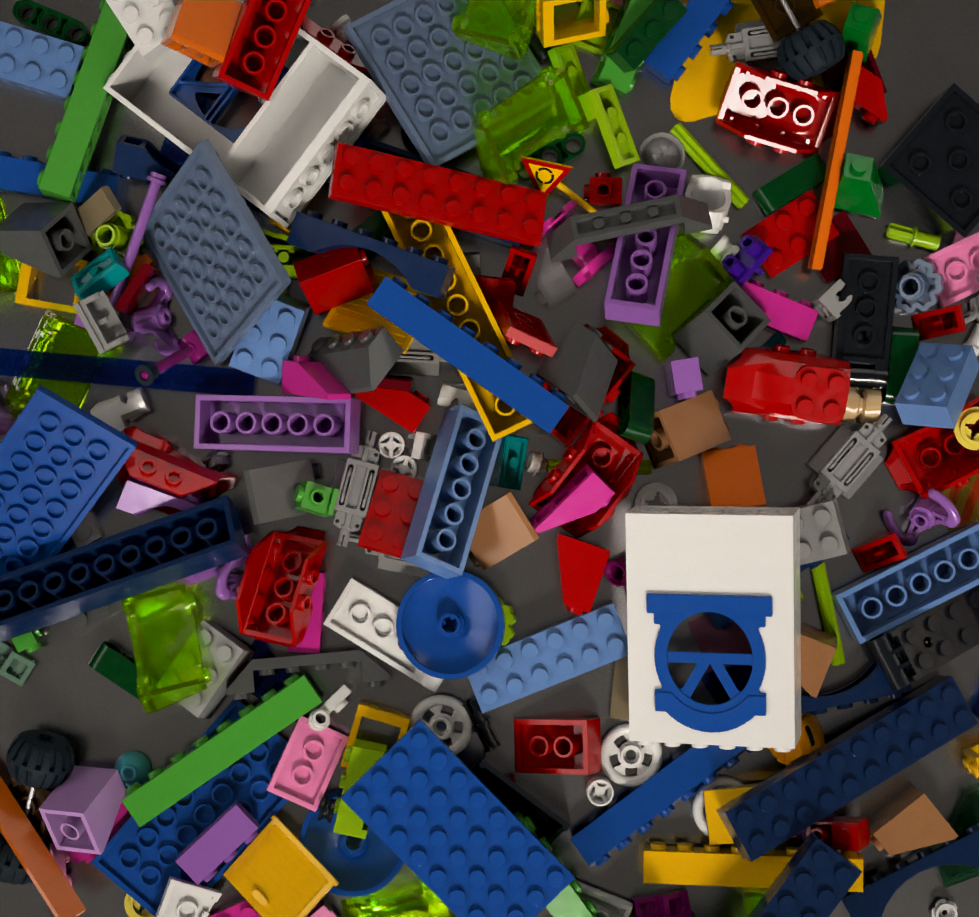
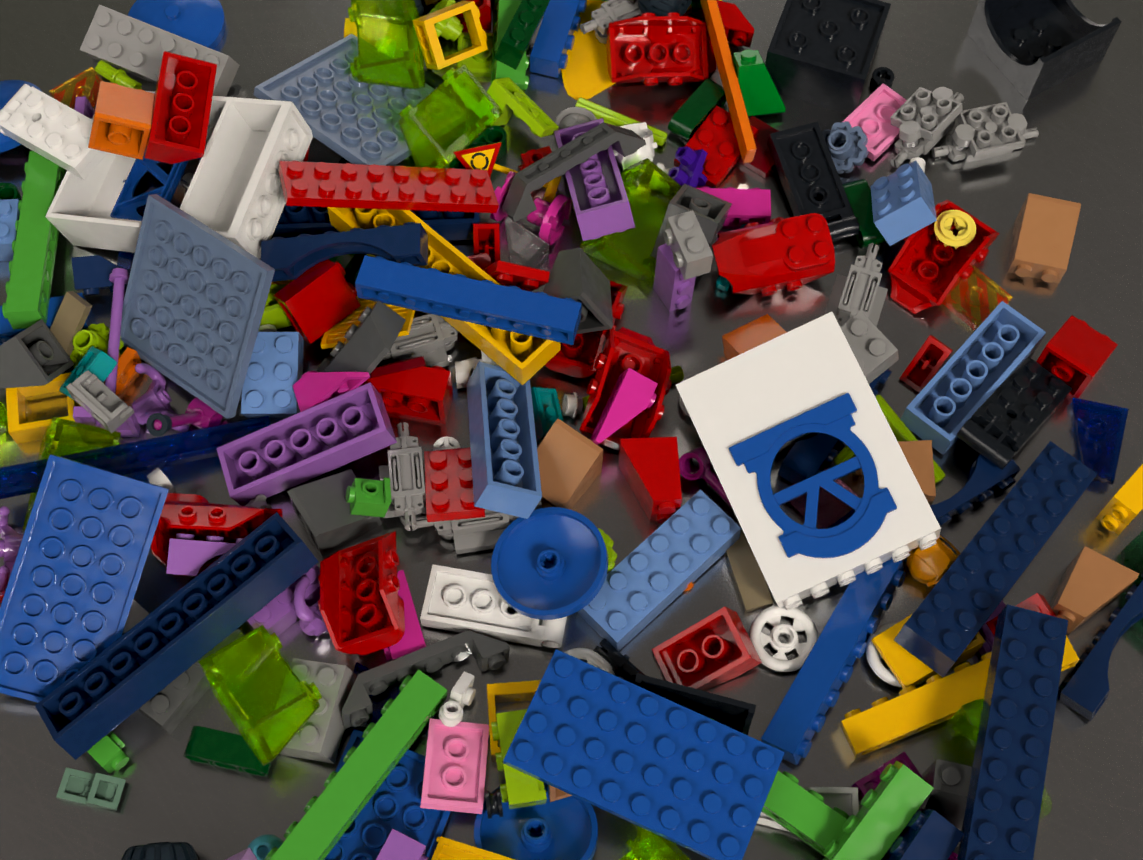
camera: 20 degrees left, 25 degrees down
(135, 291) = (127, 382): dark red tile -> none
(387, 445) = (425, 430): white wheel -> none
(422, 446) = (457, 424): white tile -> none
(601, 795) = (772, 678): white wheel -> none
(636, 407) = (645, 317): dark green beam -> none
(686, 430) = (694, 326): medium nougat slope -> none
(697, 378) = (688, 245): none -> light grey brick
(828, 303) = (777, 177): light grey hinge -> none
(863, 405) = (848, 250): tan wheel -> none
(913, 236) = (822, 115): lime axle -> none
(924, 515) = (954, 310): medium lavender piece -> none
(939, 322) = (881, 163): red slope -> none

